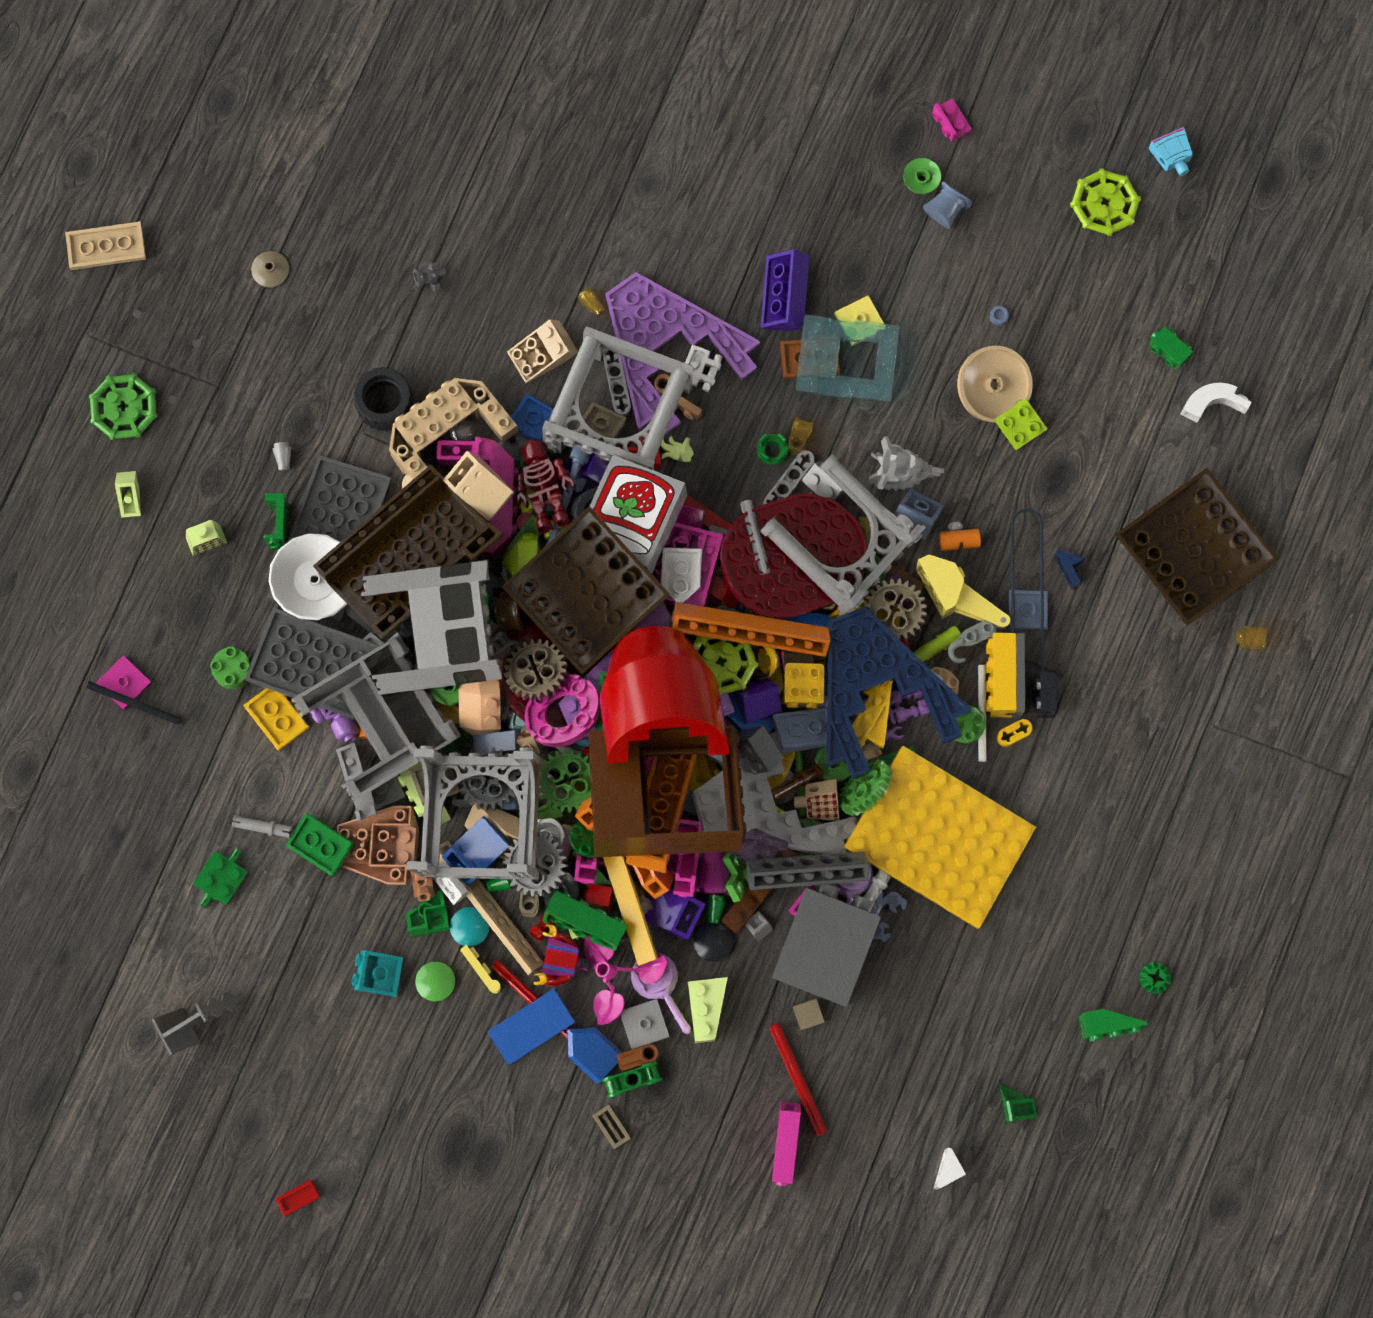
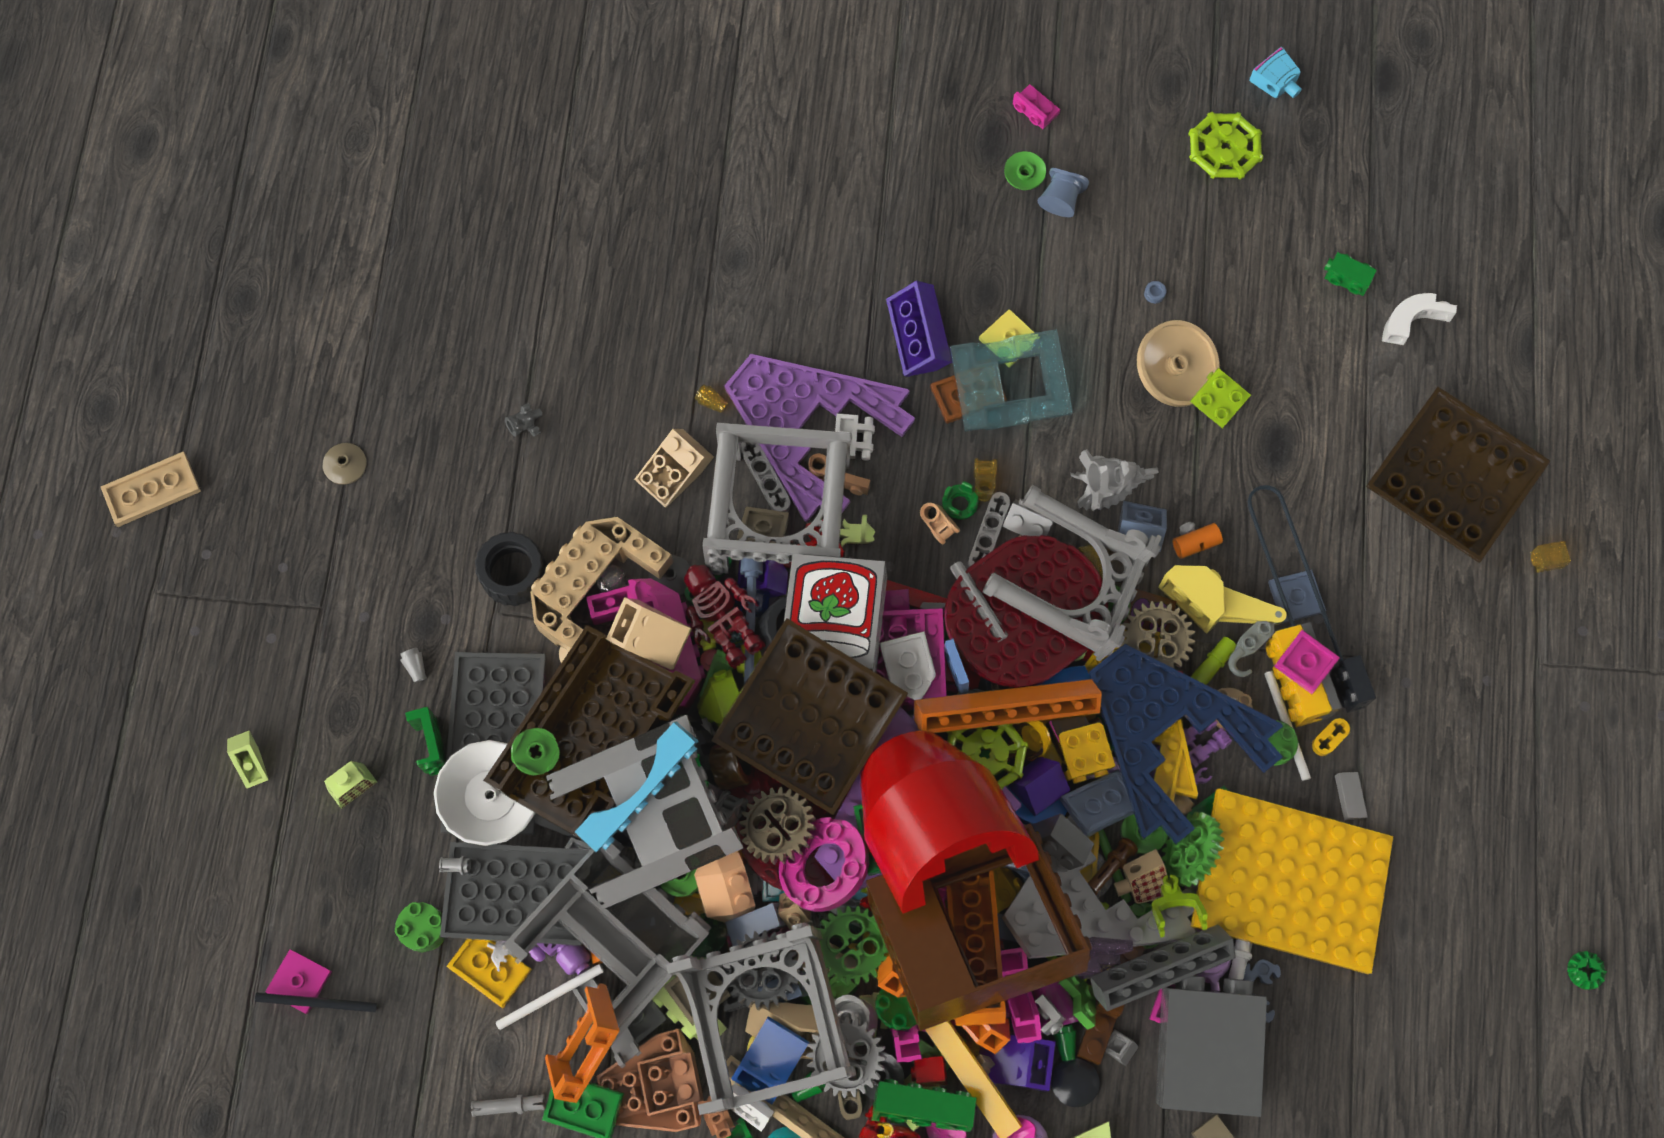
camera: 15 degrees left, 5 degrees down
(132, 412) = (227, 667): bright green plate -> none
(272, 626) = (460, 865): none -> light grey pin
(287, 707) = (498, 953): none -> white piece
(318, 752) = (550, 996): none -> white piece
(347, 785) = (600, 1037): none -> orange hinge
(359, 543) = (547, 746): none -> bright green plate
(465, 584) = (671, 749): none -> medium azure arch
(531, 417) = (684, 542): blue tile -> none
(707, 880) = (1048, 1011): none -> light grey bracket
(719, 588) = (956, 667): none -> medium blue tile
(749, 465) = (941, 525): none -> light nougat piece
(836, 820) = (1172, 897): none -> lime piece
(1008, 664) = (1306, 662): none -> dark pink plate
(1014, 785) = (1350, 795): none -> light grey slope
(1067, 563) = (1321, 533): dark blue slope -> none
(1104, 1022) = (1550, 1045): green slope -> none

